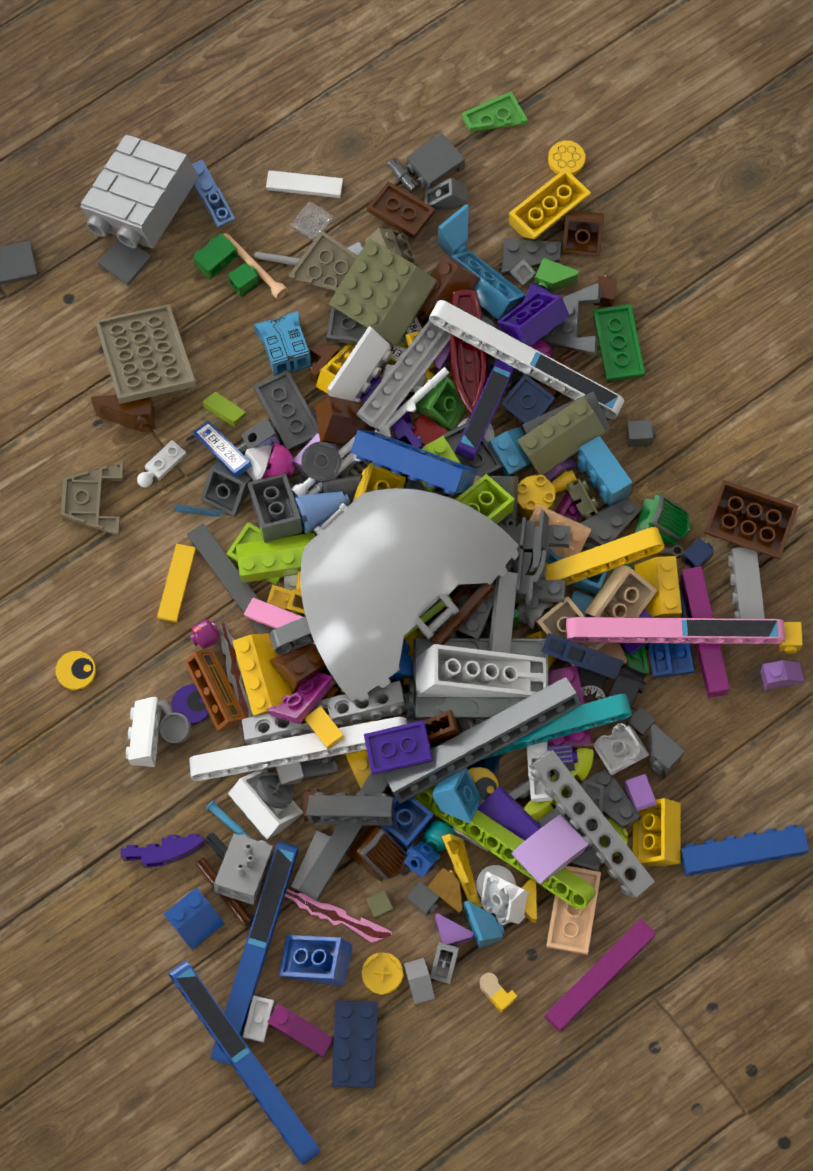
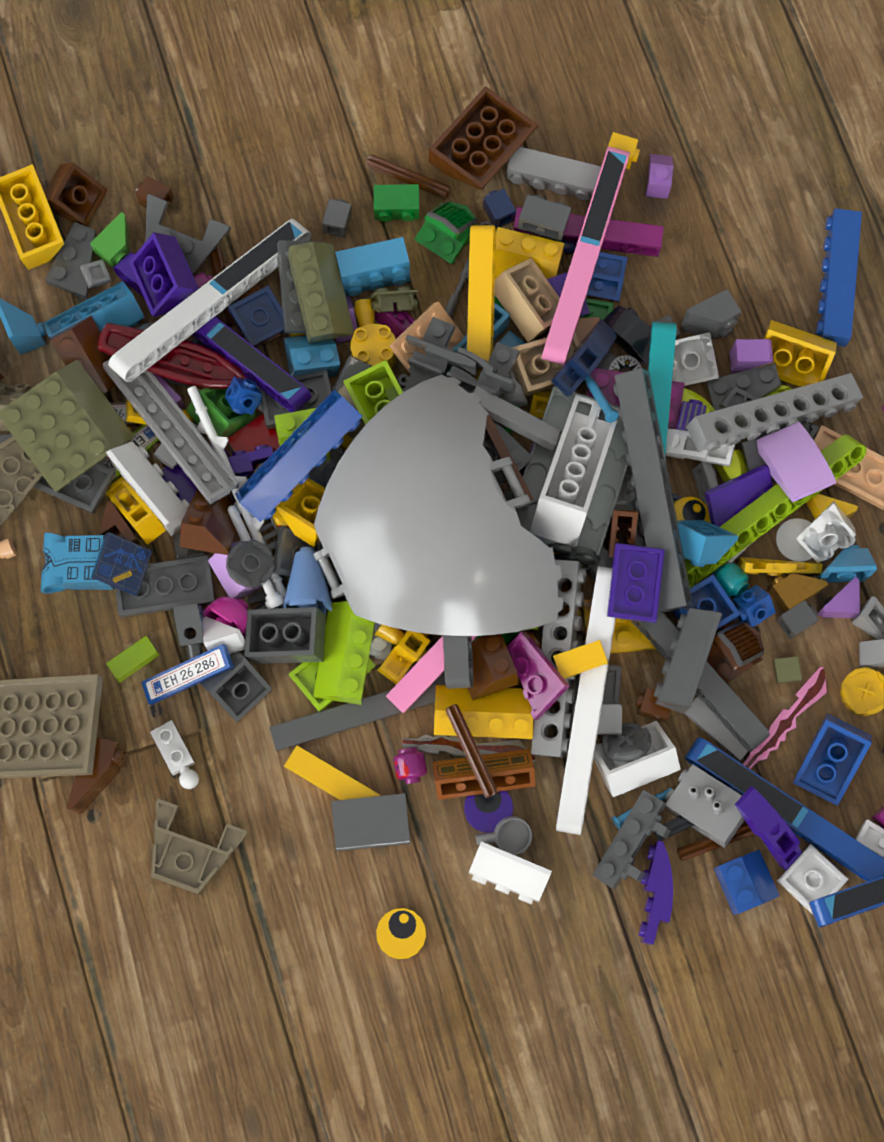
camera: 75 degrees left, 5 degrees up
(152, 620) = (370, 822): none -> dark grey piece
(192, 509) = (252, 732): dark azure piece -> none
(200, 816) = (620, 856): none -> dark grey hinge
(215, 970) = (812, 877): none -> white tile
(225, 669) = (471, 751): none -> reddish brown axle
(237, 916) = (770, 827): none -> dark purple slope
(290, 371) = (121, 563): none -> dark blue tile
(456, 411) = (243, 396): none -> blue brick
(534, 687) = (611, 415): none -> dark azure piece
(611, 522) = (431, 282): dark grey wing -> none
(618, 343) = (226, 202): green plate -> none
(671, 473) = (396, 202): none -> green brick
(696, 588) = (544, 217): none -> dark grey brick
(700, 476) = (408, 176): none -> reddish brown axle

